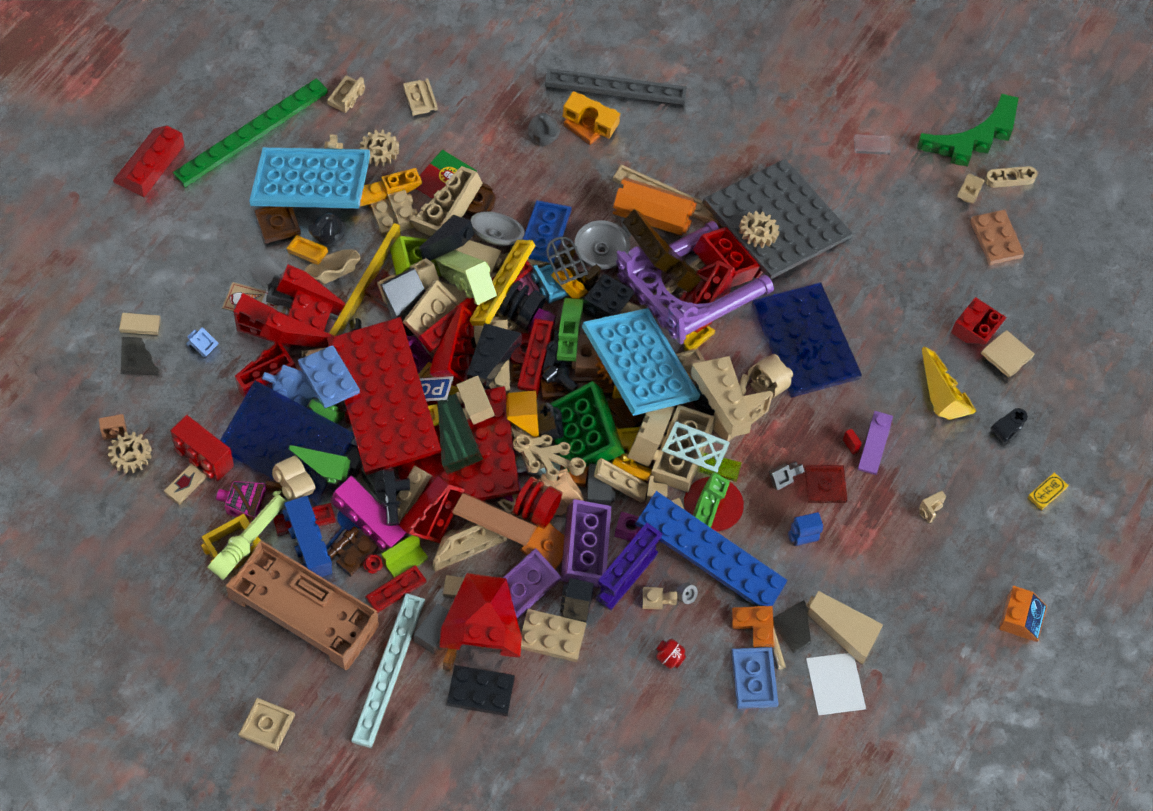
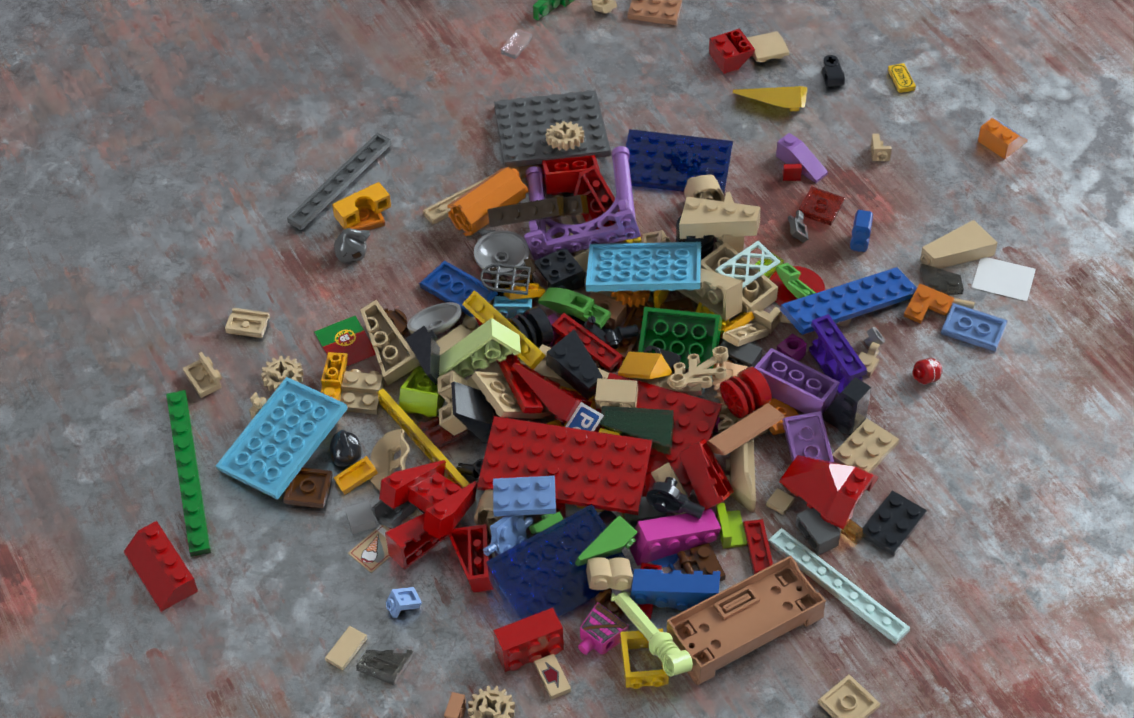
camera: 55 degrees left, 10 degrees down
(373, 558) = (724, 553): red plate -> none

